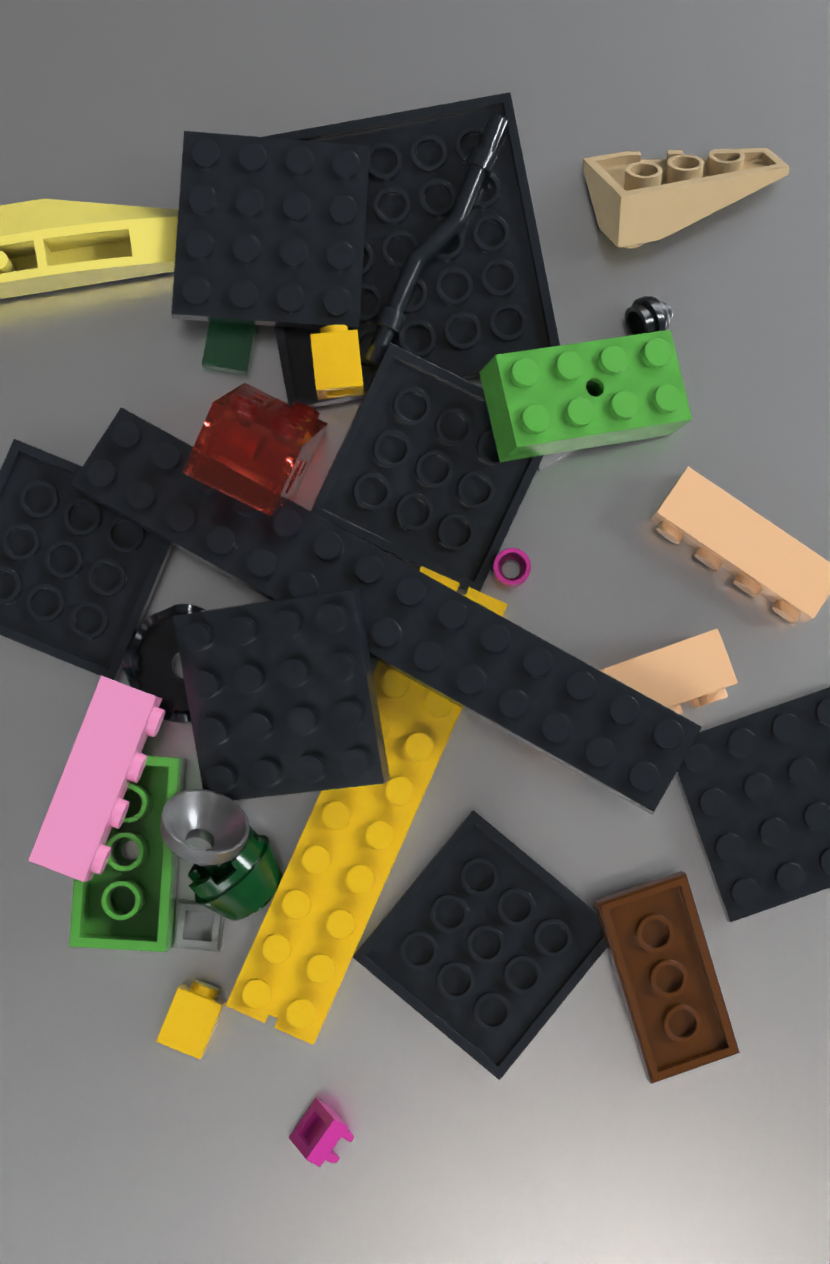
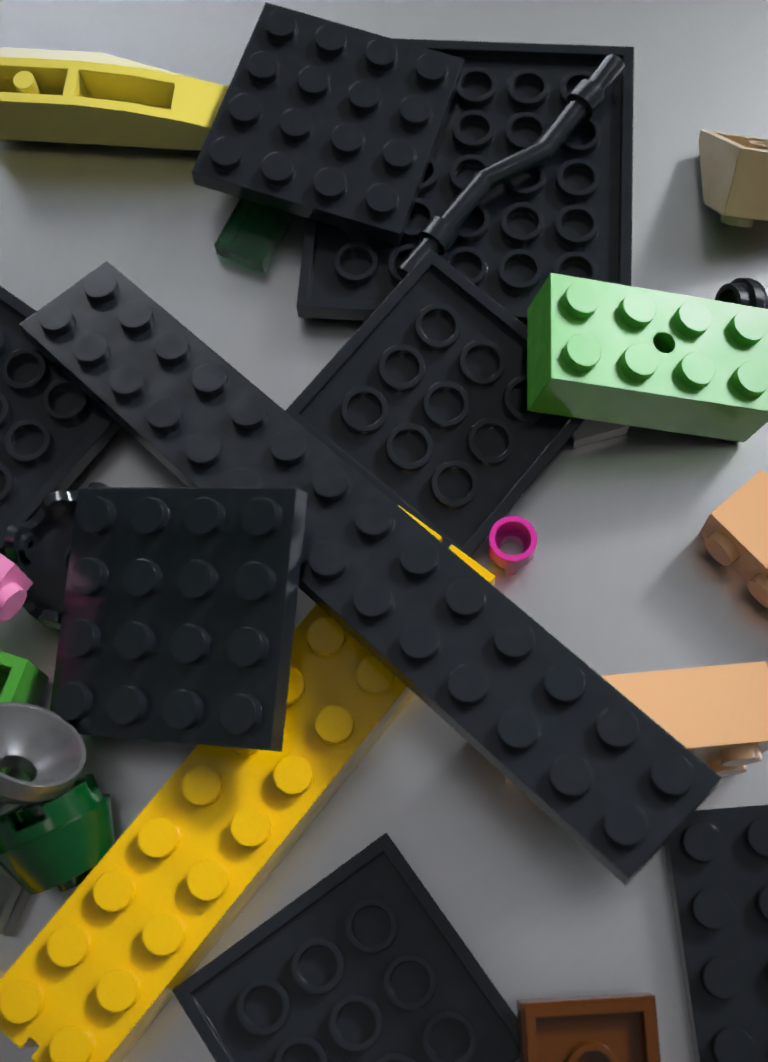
camera: 25 degrees right, 15 degrees down
(255, 447) = (233, 317): clear red piece -> none
(337, 362) = (362, 262): yellow brick -> none

